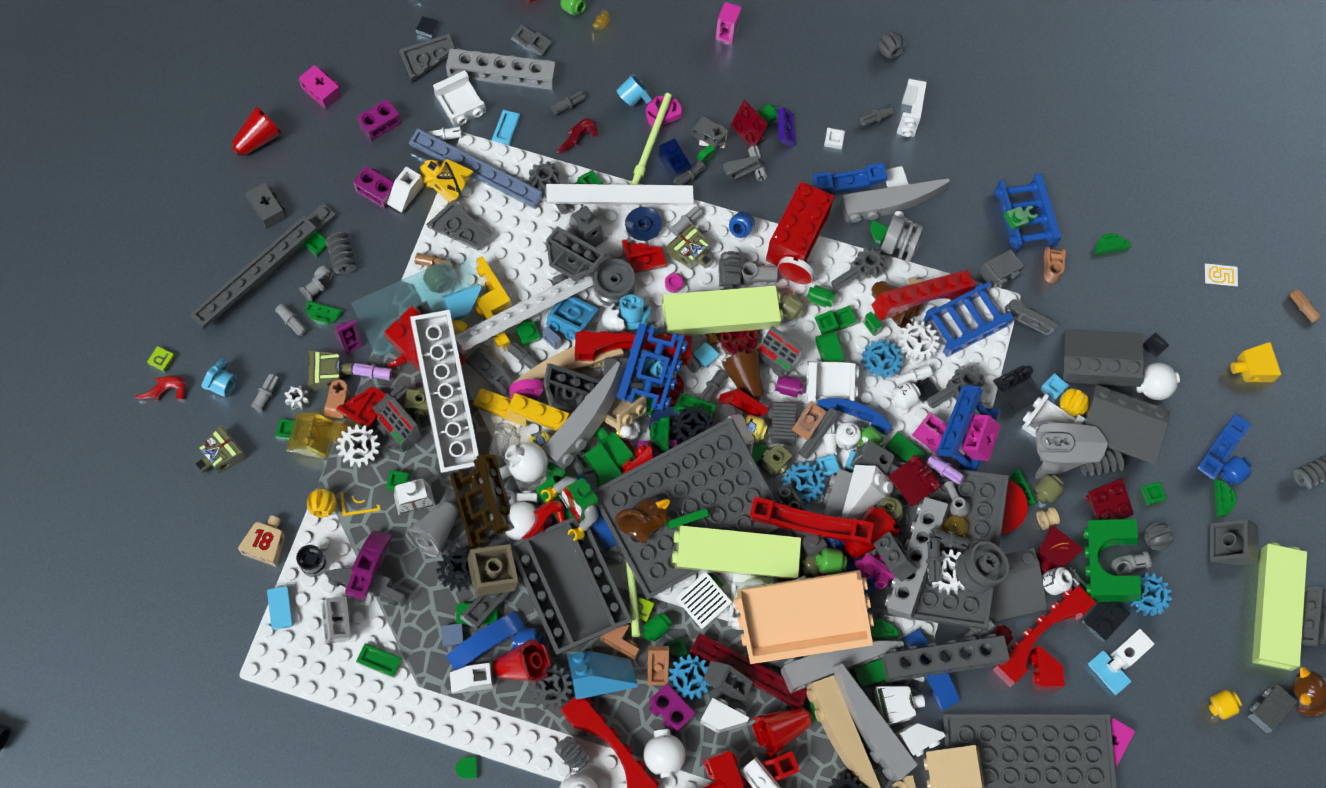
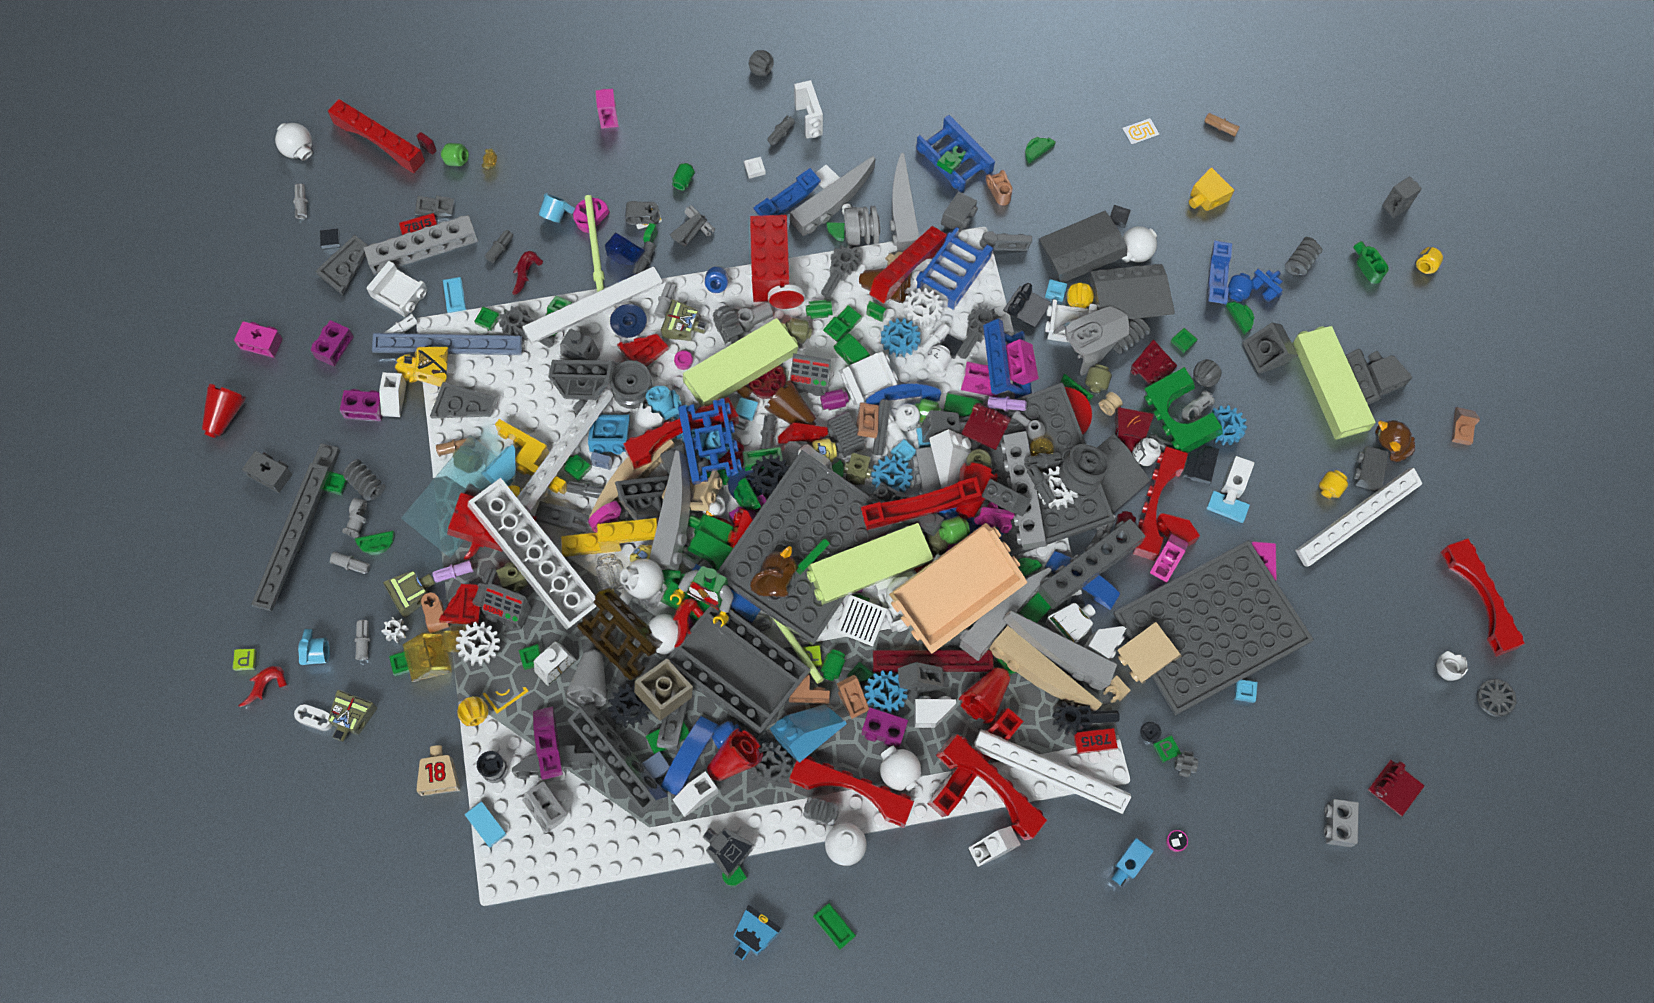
camera: 25 degrees left, 0 degrees up
(193, 435) = (312, 722): none -> white beam
(348, 336) = (413, 550): magenta slope -> none
(379, 660) = (602, 822): green tile -> none
(421, 610) = (617, 758): none -> dark grey brick
(472, 743) = (727, 850): none -> torso
(508, 49) = (417, 223): none -> red tile
(522, 162) = (487, 318): none -> green tile
(525, 496) = (654, 611): white plate -> none
(749, 124) = (674, 189): dark red hinge -> none
(786, 127) = (708, 177): dark purple plate -> none
(949, 240) = (903, 213): none -> light grey slope
(1022, 691) = (1169, 558): none -> dark pink brick
(1233, 748) = (1358, 517): none -> white plate
(1267, 489) = (1273, 289): none -> blue hips

